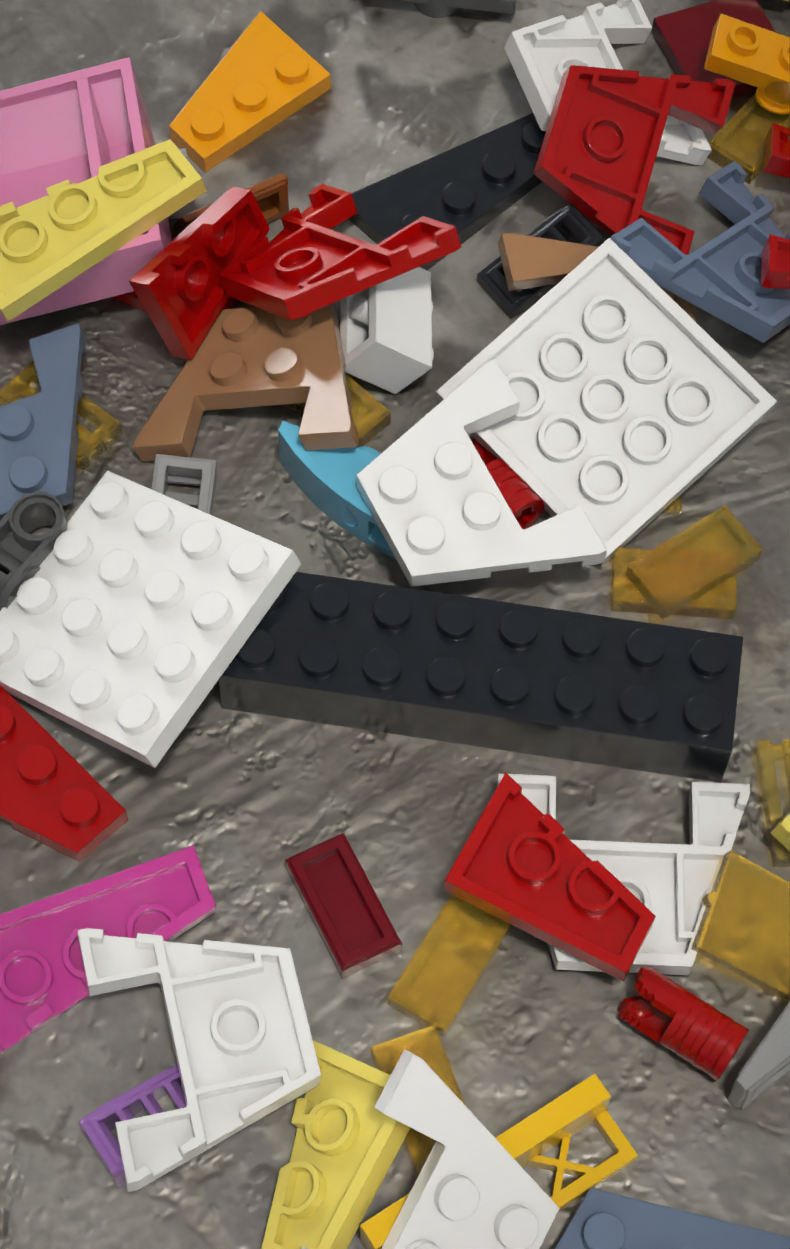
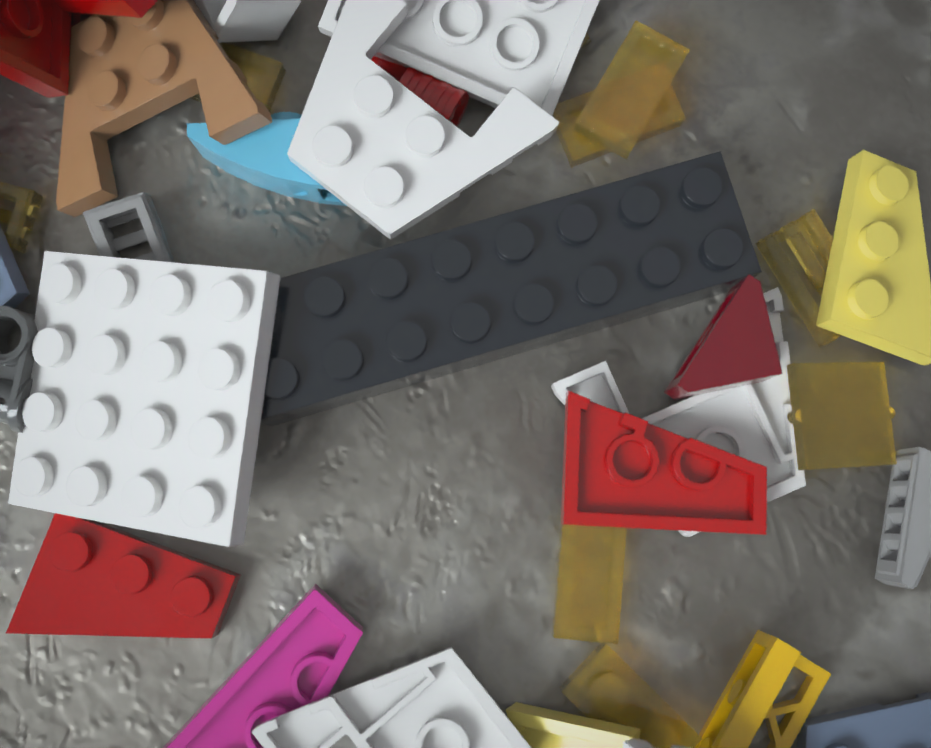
camera: 25 degrees left, 20 degrees up
(343, 905) = (471, 567): dark red tile -> none
(667, 806) = (733, 347): none -> dark red slope
(683, 1022) = (822, 539): red hinge -> none

